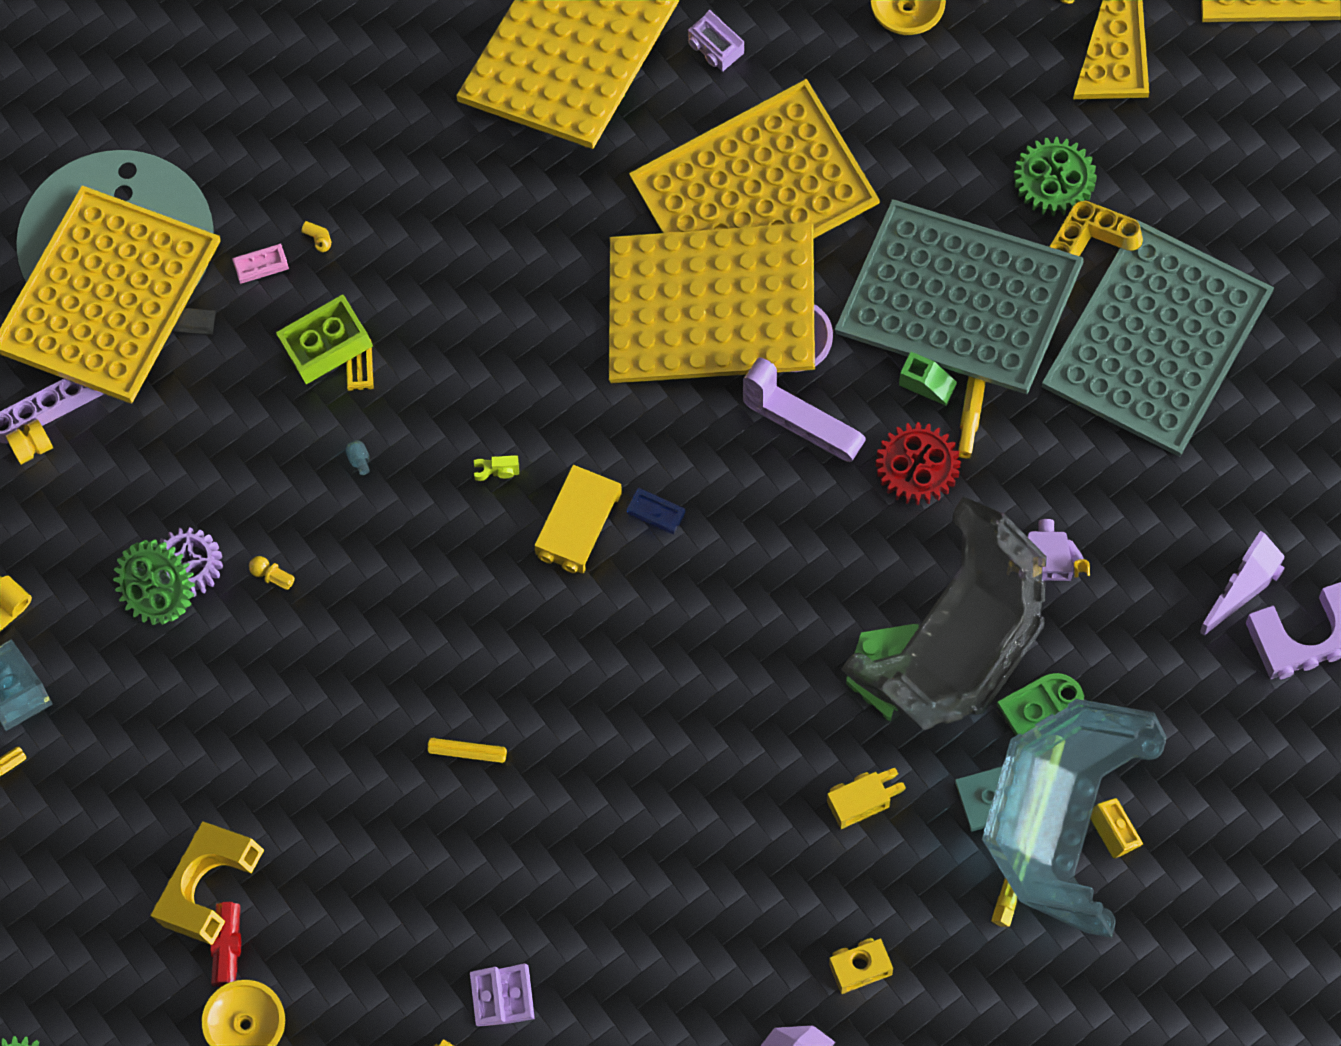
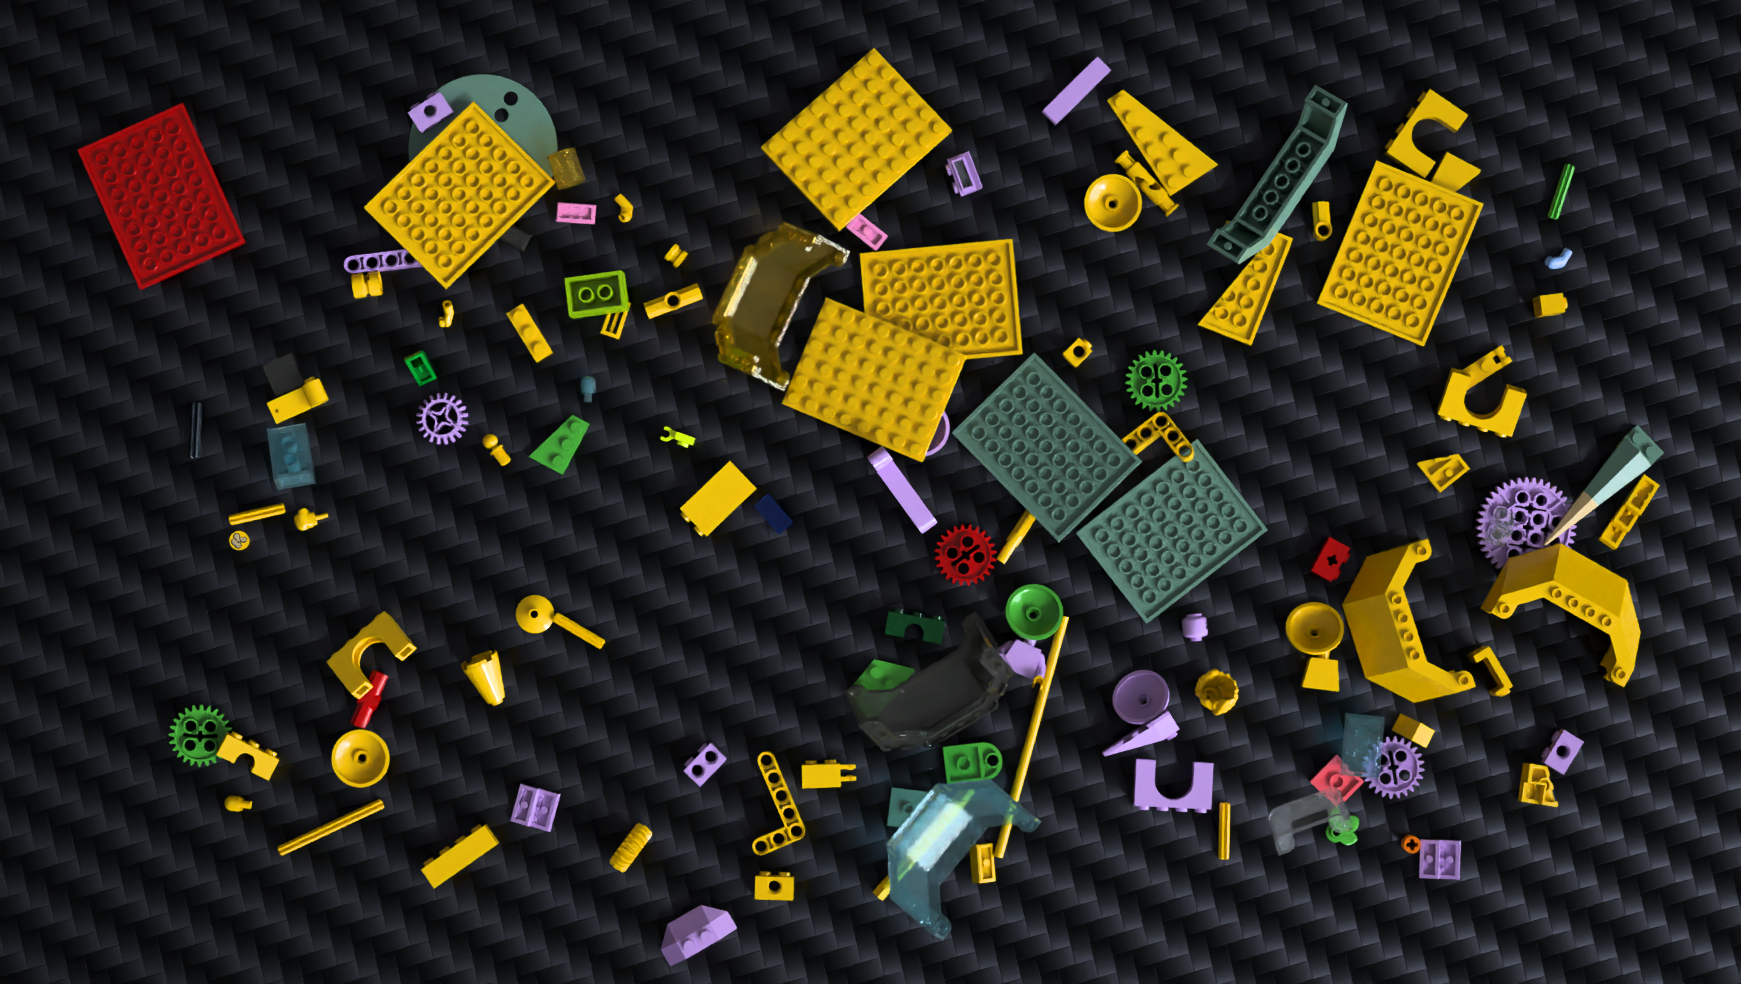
camera: 20 degrees right, 20 degrees up
(34, 230) = (425, 122): none -> lavender brick
(58, 754) = (306, 520): none -> yellow piece
(134, 512) = (420, 367): none -> green slope
(146, 438) = (449, 312): none -> yellow arm
(154, 582) = (413, 428): bright green gear -> none
(226, 215) = (571, 174): none -> clear yellow piece
(258, 422) = (529, 333): none -> yellow plate
(352, 537) = (561, 445): none -> bright green wing
(370, 851) = (486, 676): none -> yellow cone
(401, 766) = (544, 610): none -> yellow dish
(404, 262) = (675, 255): none -> yellow wheel
(411, 325) = (685, 296): none -> yellow piece
(536, 251) = (765, 296): none -> clear yellow windscreen
(627, 148) = (867, 232): none -> bright pink plate
(650, 987) = (630, 847): none -> yellow gear
(706, 848) = (709, 767): none -> lavender brick
(822, 859) = (781, 806): none -> yellow beam
(915, 564) = (932, 627): none -> dark green arch
(926, 378) = (998, 498): bright green slope -> none
(944, 191) = (1071, 358): none -> yellow brick
(1035, 482) = (1034, 600): none -> bright green dish
(1100, 634) = (1032, 731): none -> yellow piece
(1217, 538) = (1140, 687): none -> lavender dish
(1242, 434) = (1194, 627): none -> lavender head
(1308, 493) = (1217, 691): none -> yellow hair

